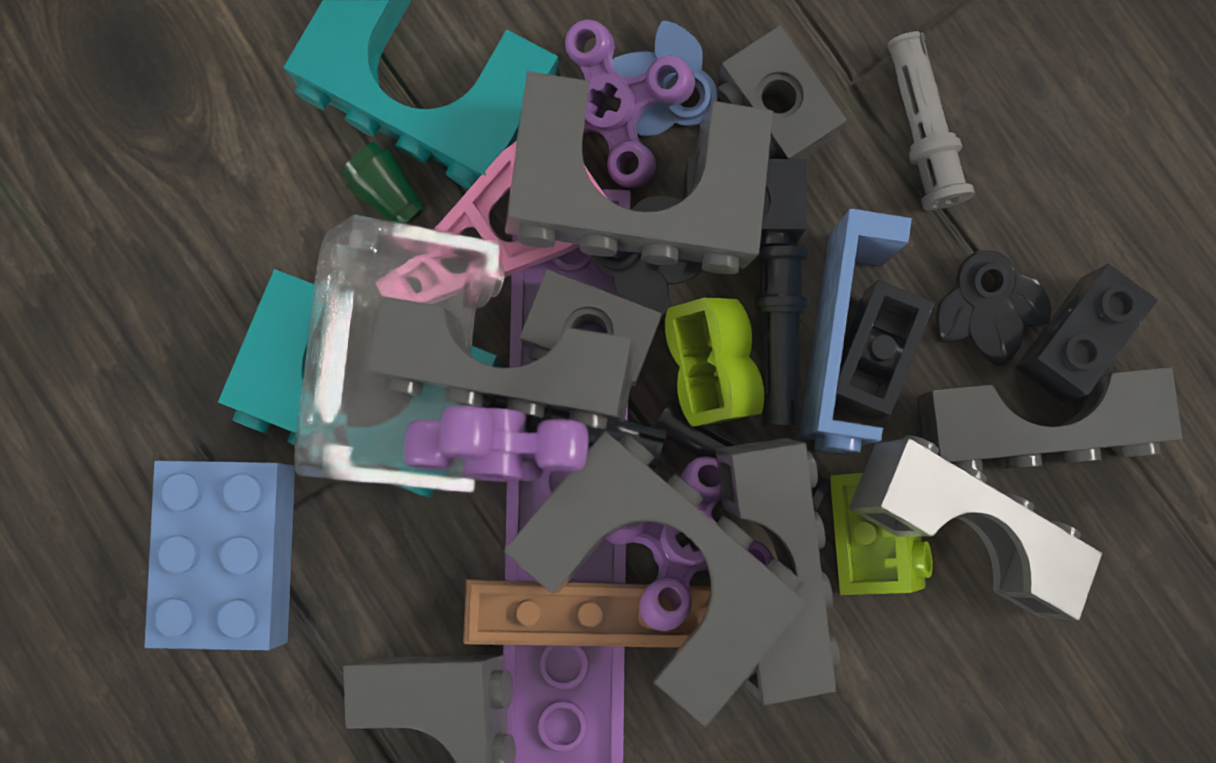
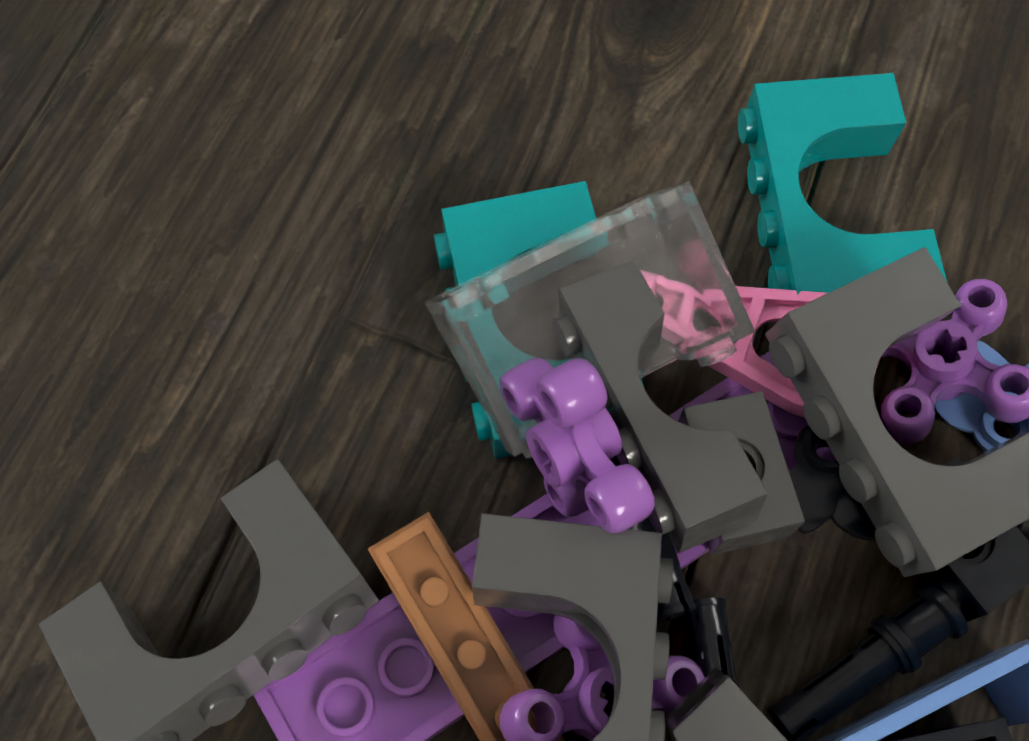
camera: 55 degrees right, 15 degrees down
(220, 555) = (313, 298): medium blue brick -> none
(382, 184) = (727, 214): dark green cone -> none
(713, 350) = (799, 609): lime brick -> none

